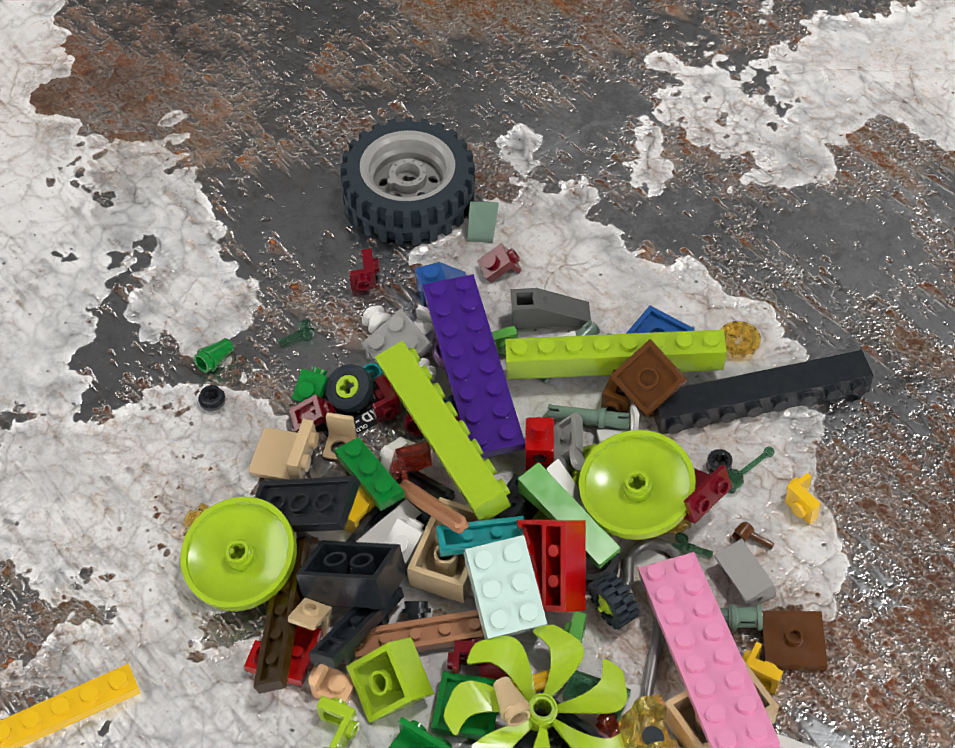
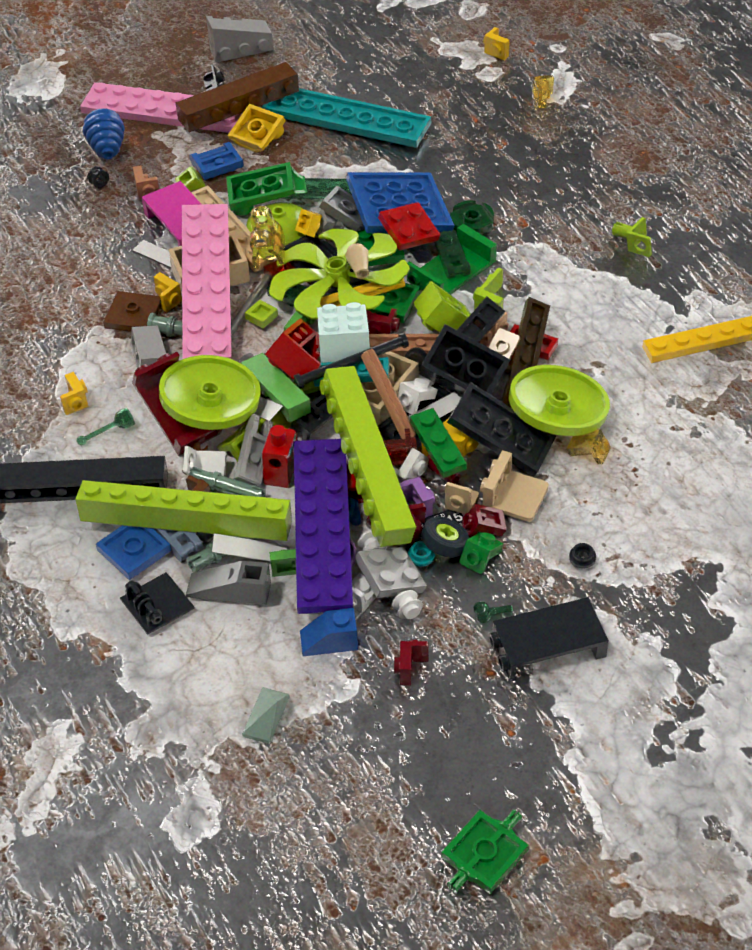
camera: 170 degrees left, 5 degrees down
(211, 356) = (582, 589): green cone -> none
(240, 303) = (547, 635): none -> black panel
(284, 147) = (485, 851): none -> green plate
(382, 432) = (417, 491): none -> medium lavender bracket
(408, 181) = (324, 721): black wheel -> none
(428, 566) = (400, 341): none -> black bar
(498, 262) = (263, 648): bracket -> none
(613, 292) = (155, 602): none -> black hinge
(613, 600) = (258, 333): black wheel -> none
(627, 655) = (261, 314): none -> lime plate
(648, 378) = (163, 472): reddish brown plate -> none
(718, 455) = (128, 429): black bush -> none
(745, 531) = (128, 380): reddish brown hand -> none
(750, 336) = (56, 529): clear yellow gear -> none

